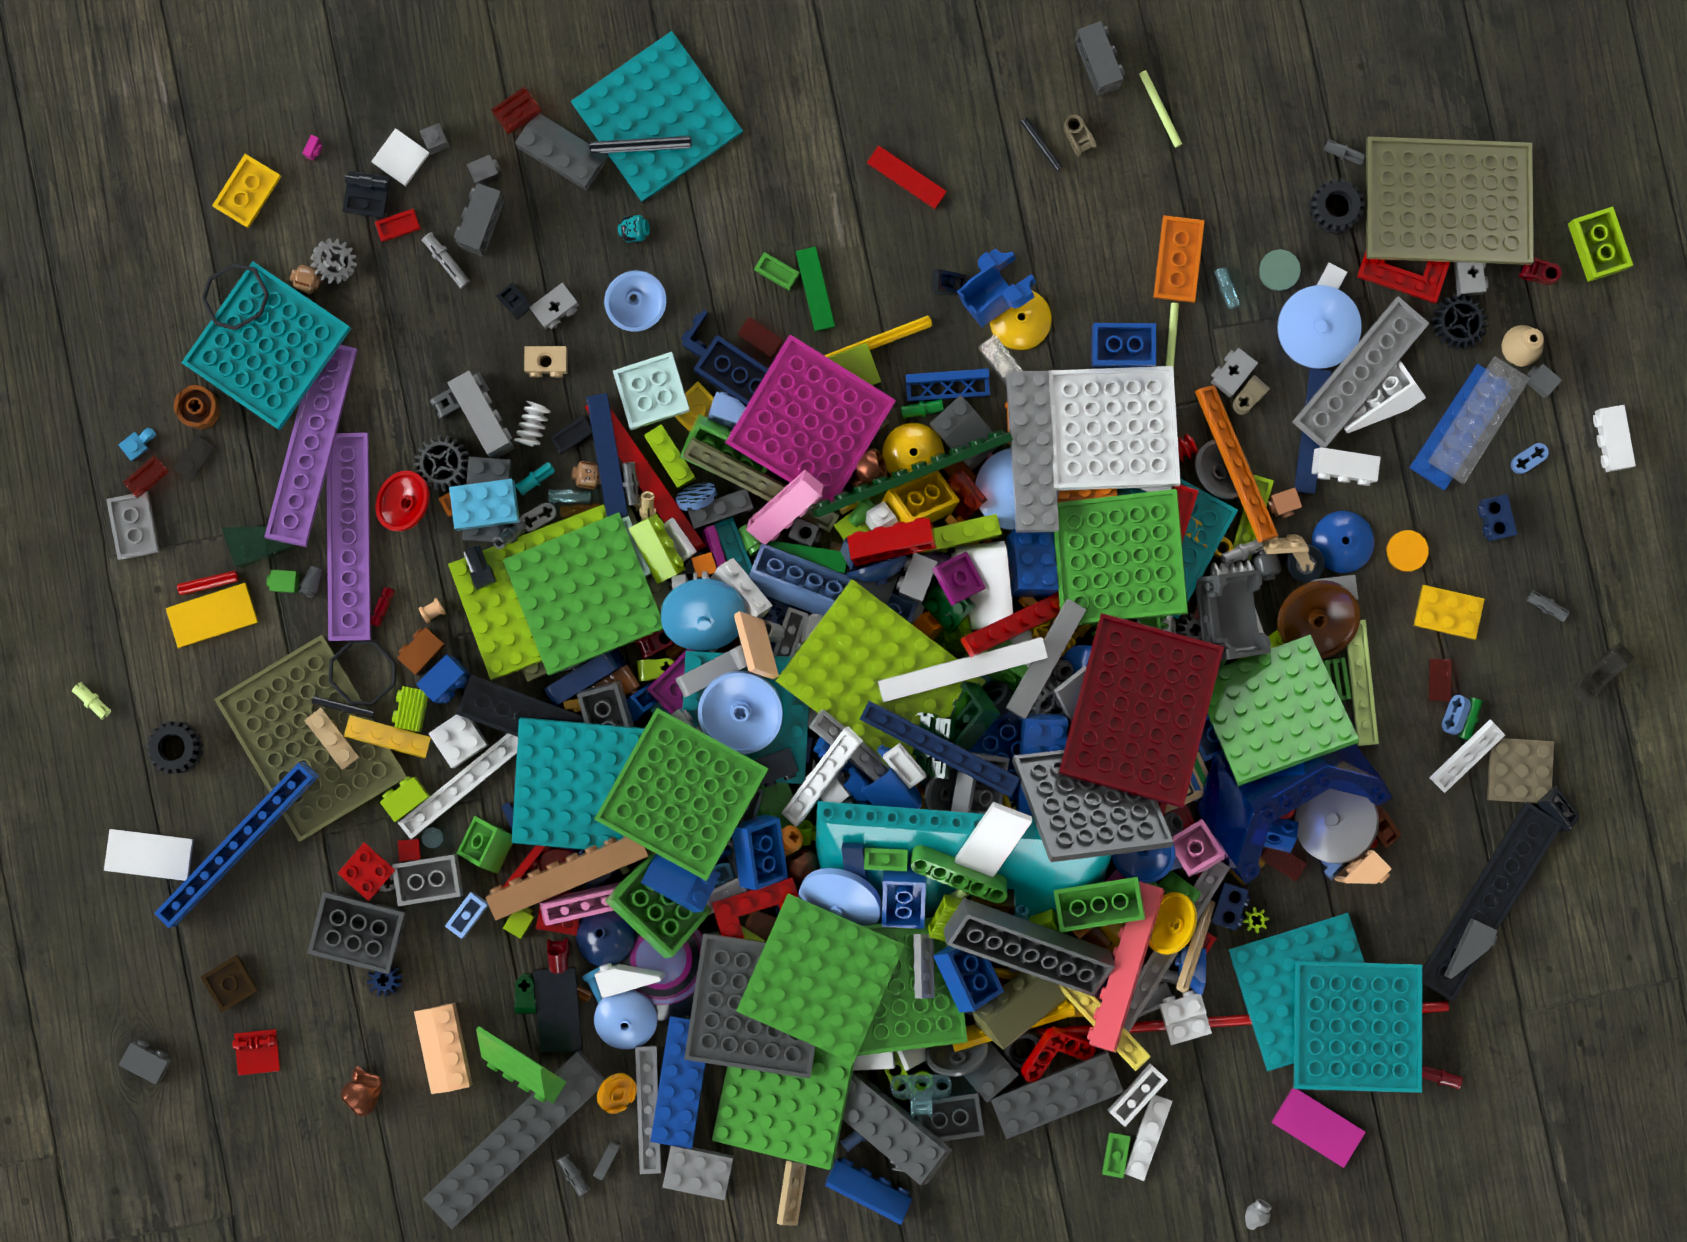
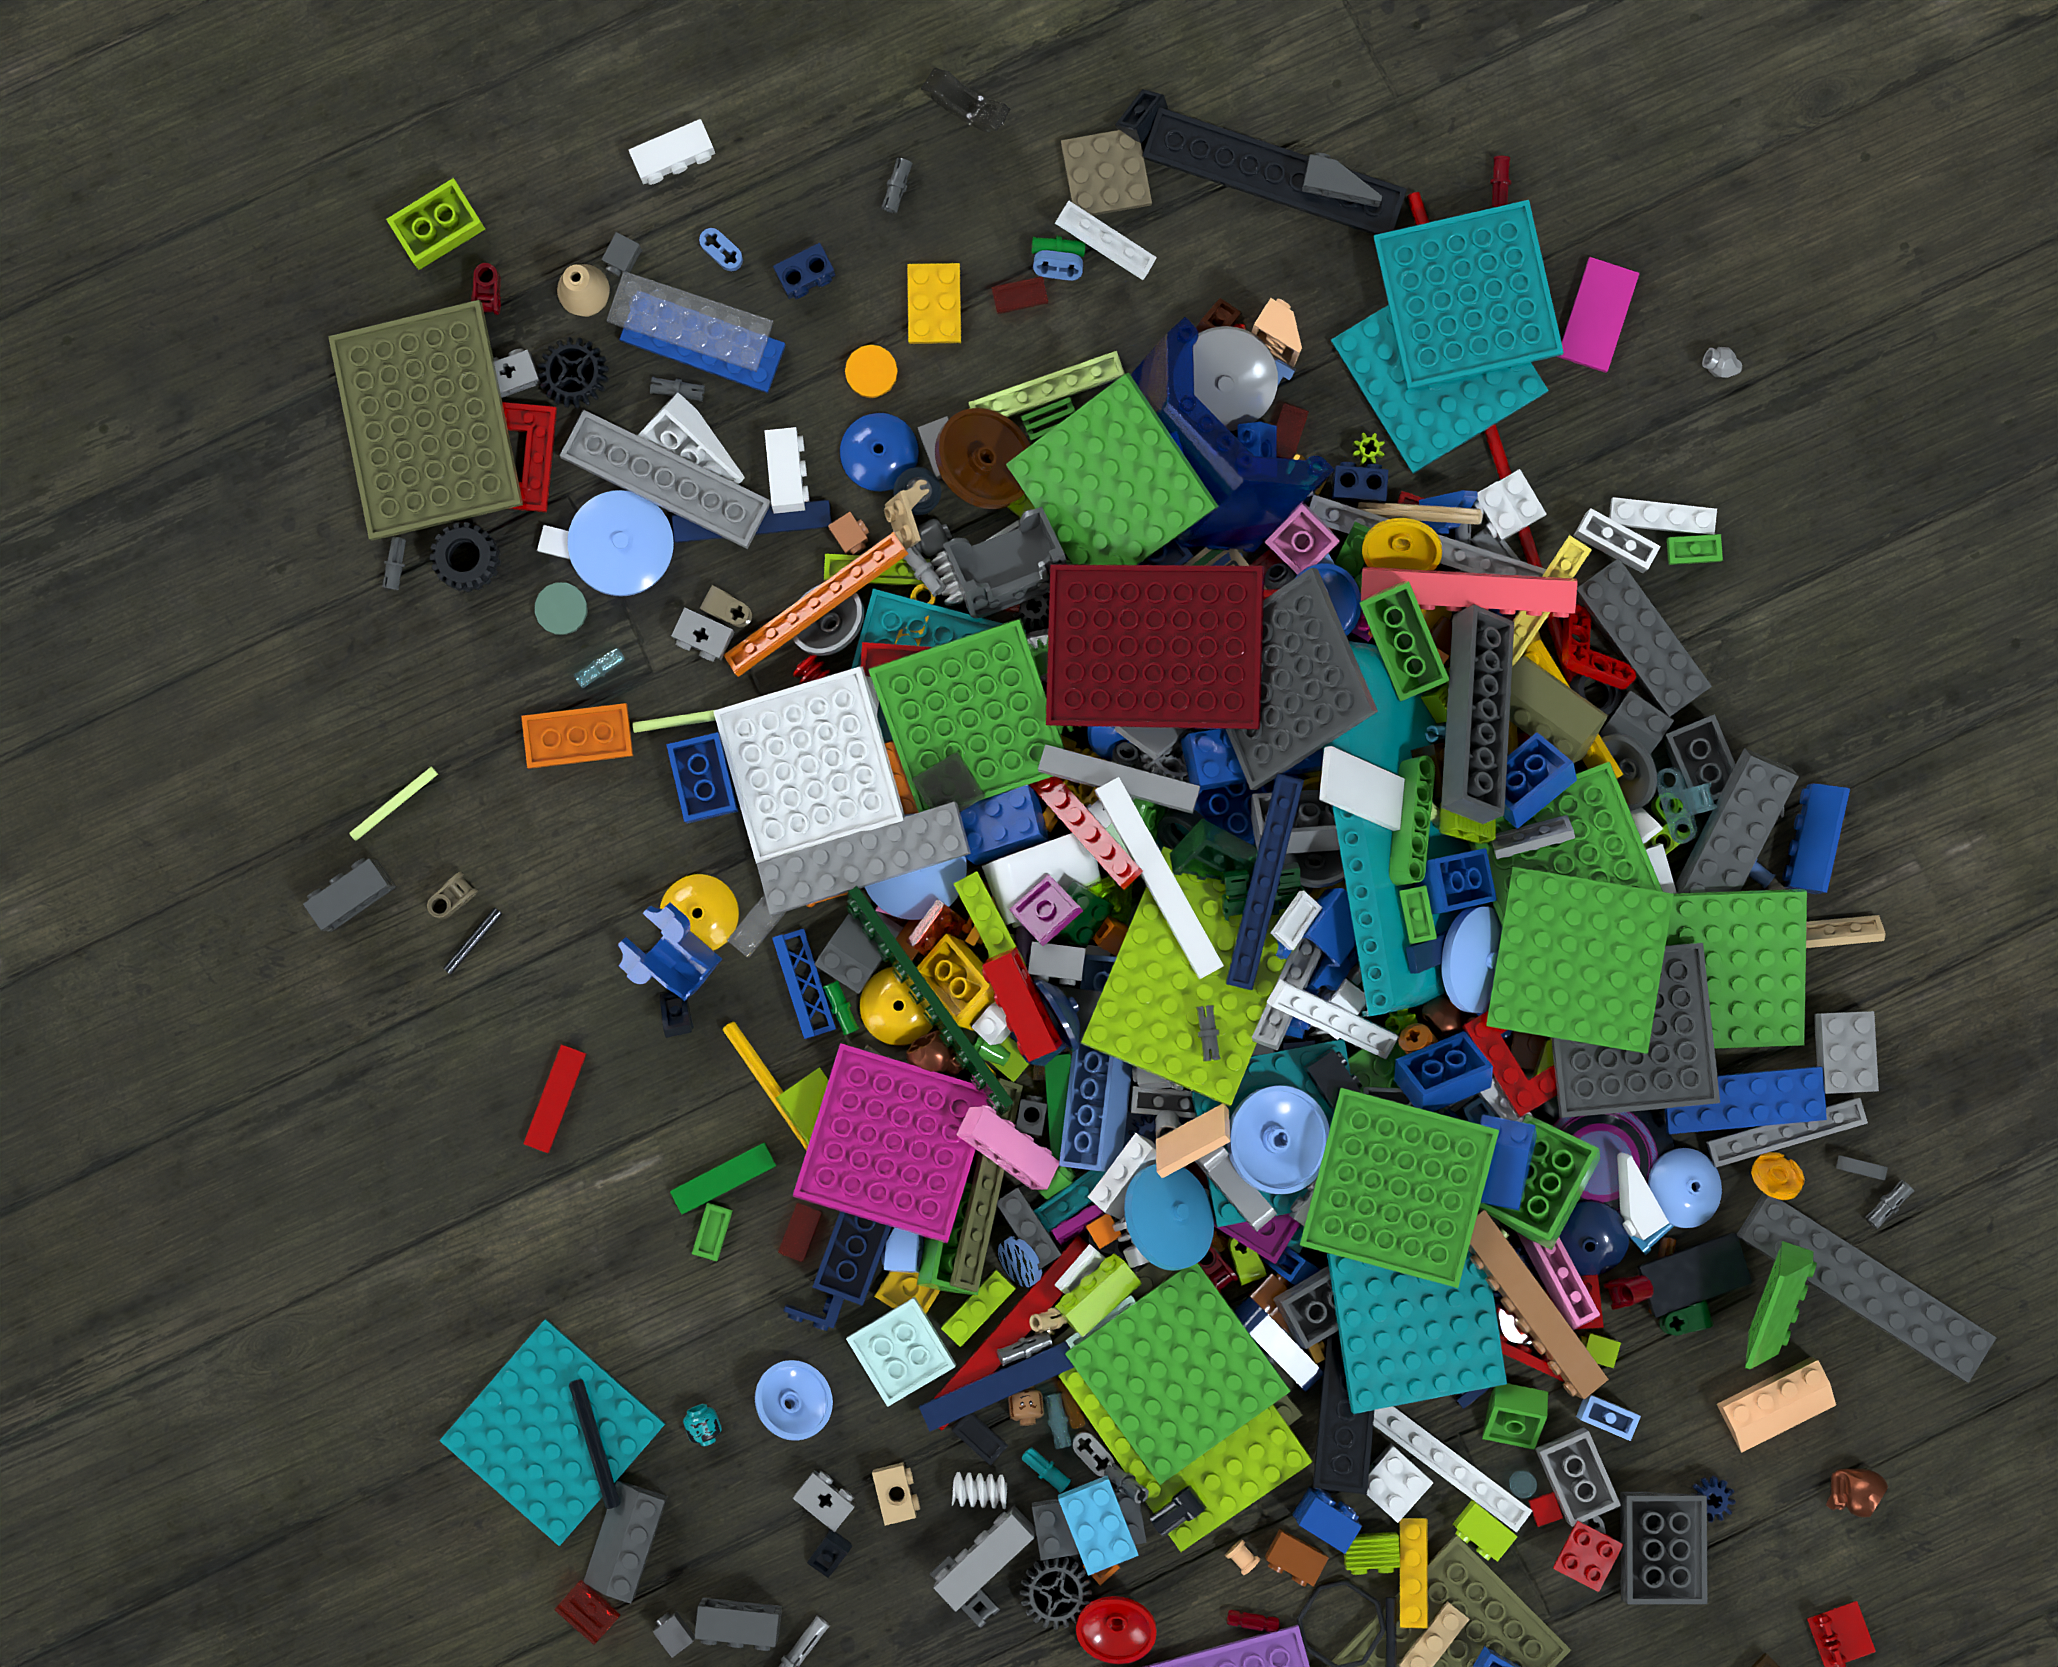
camera: 110 degrees left, 0 degrees up
(835, 677) = (1208, 1033): none -> dark grey pin
(1074, 529) = (948, 783): none -> clear smoke plate
(1430, 394) = (671, 387): none -> dark grey pin

